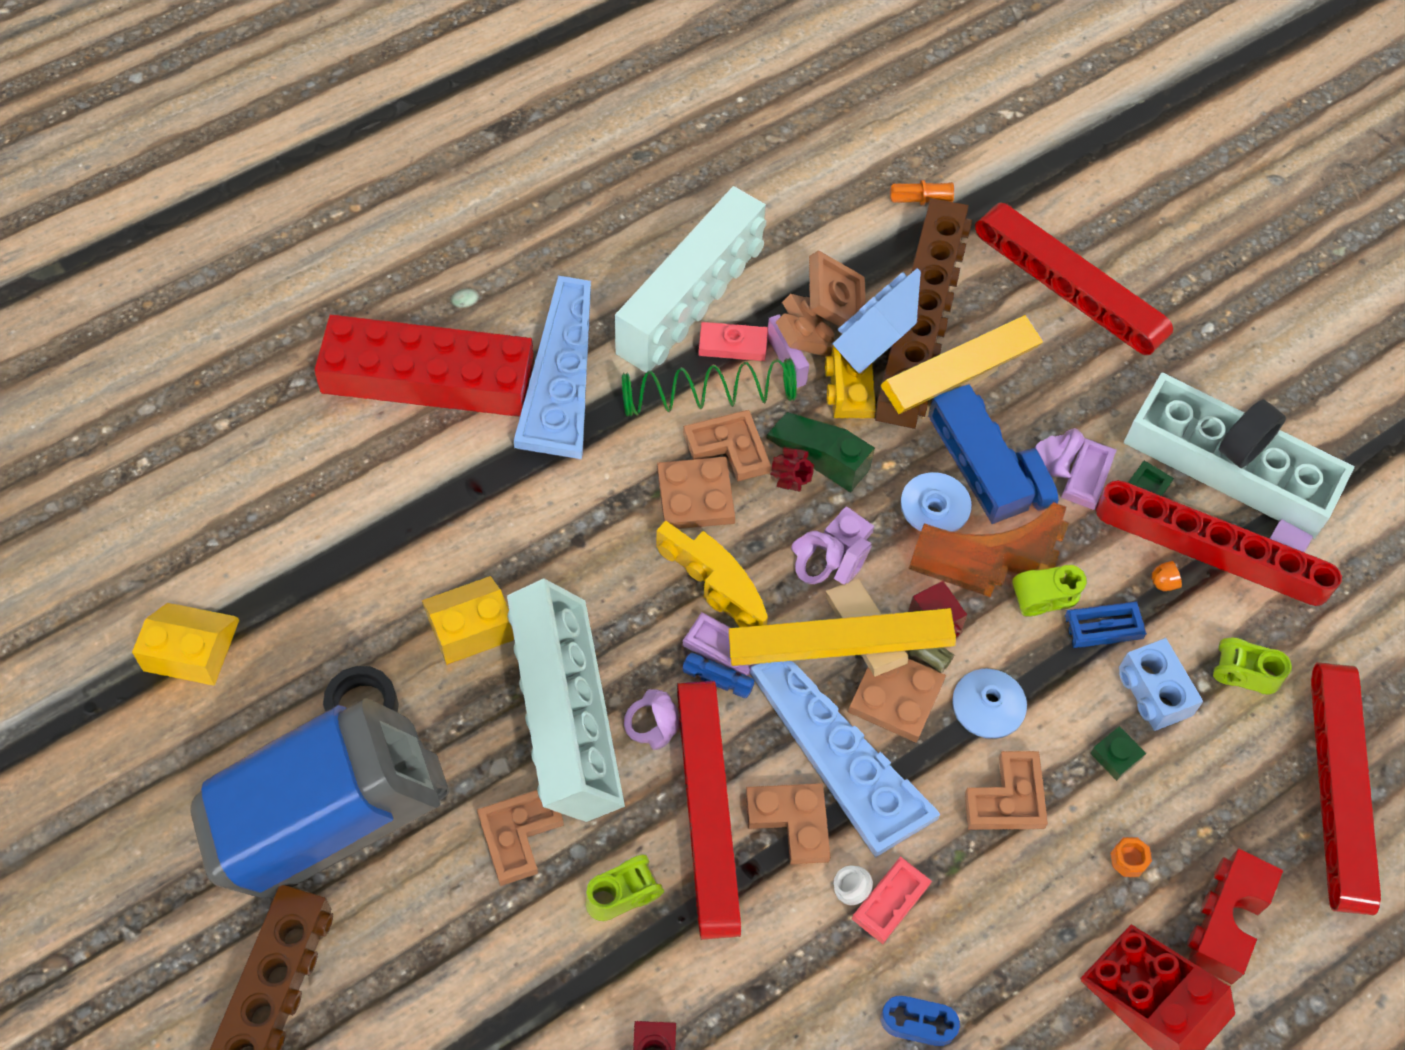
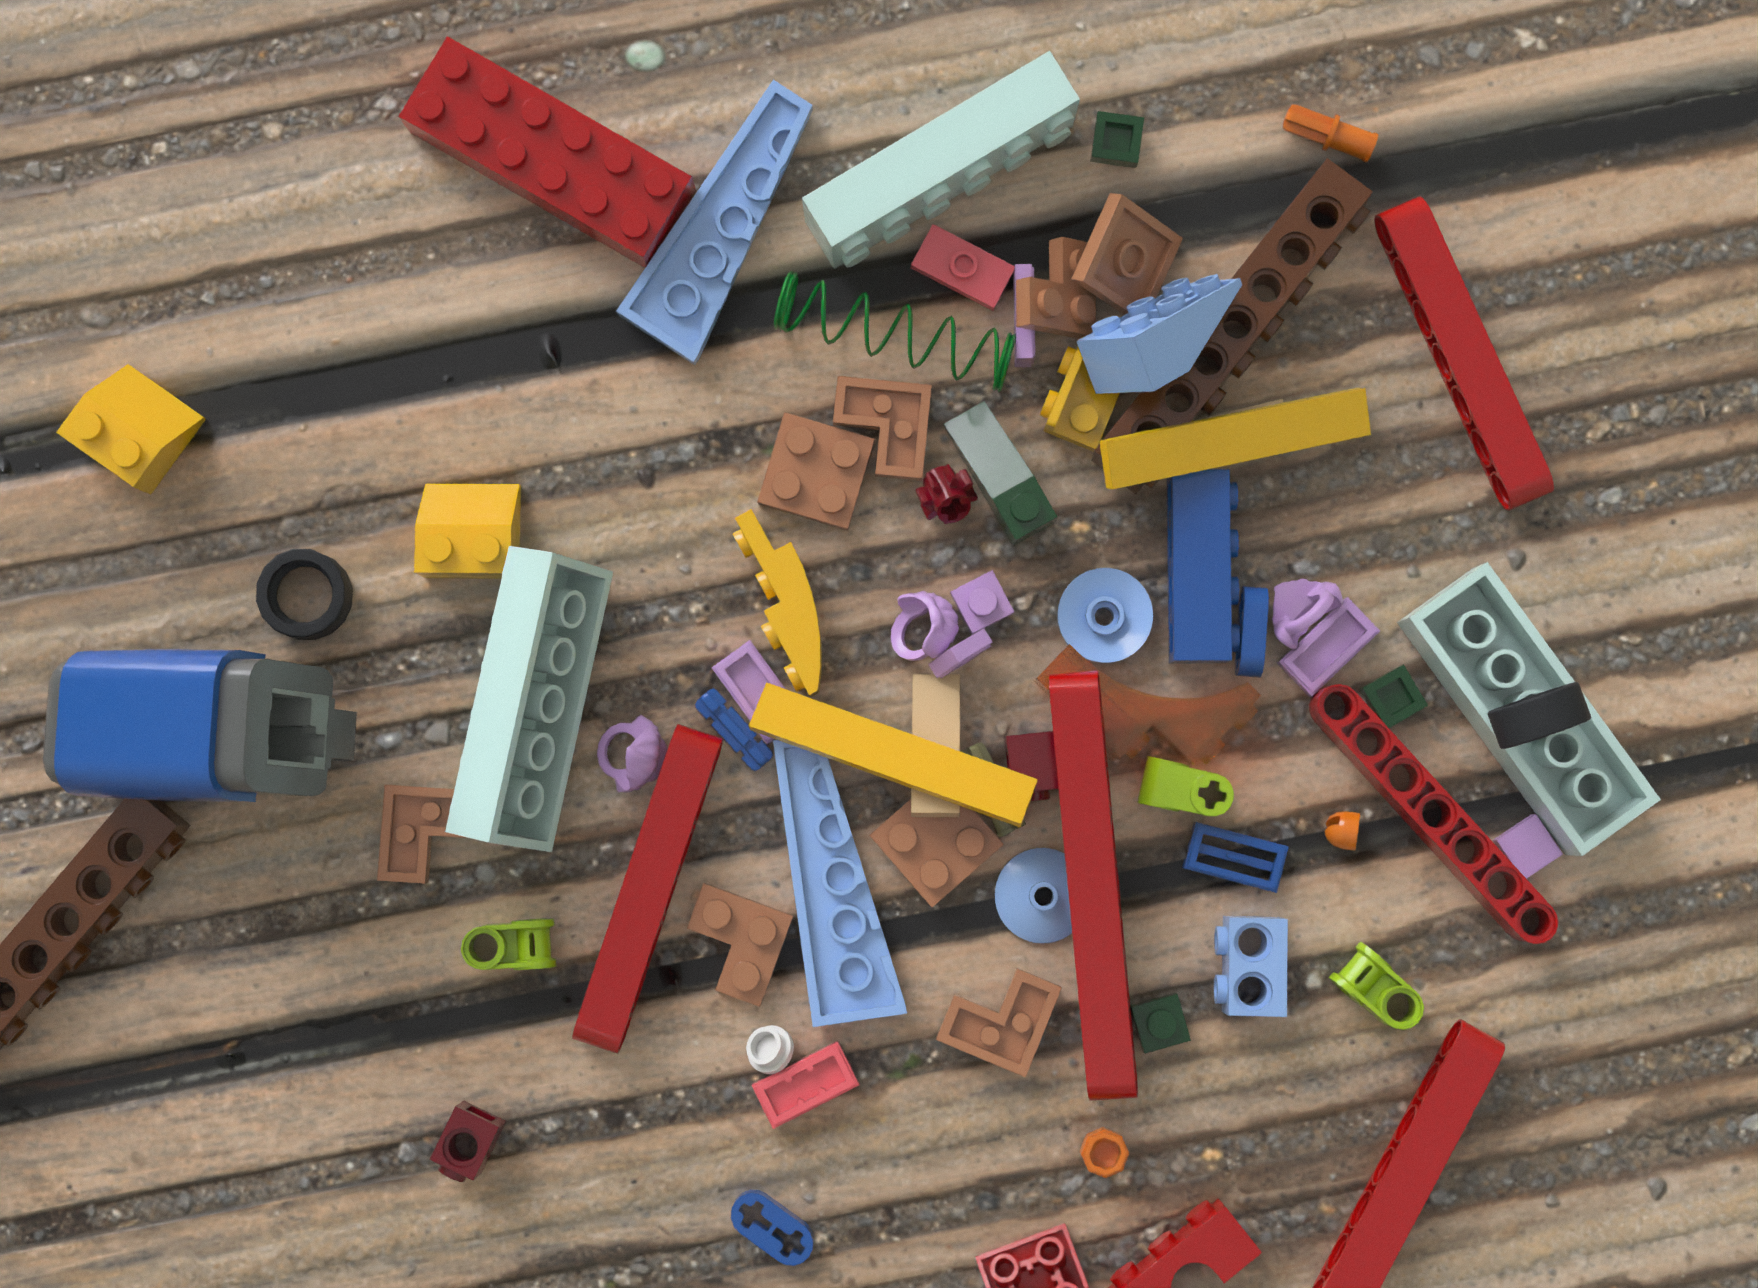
camera: 30 degrees right, 25 degrees up
(794, 238) = (1117, 139): none -> dark green plate
(1028, 674) = (1093, 885): none -> red beam

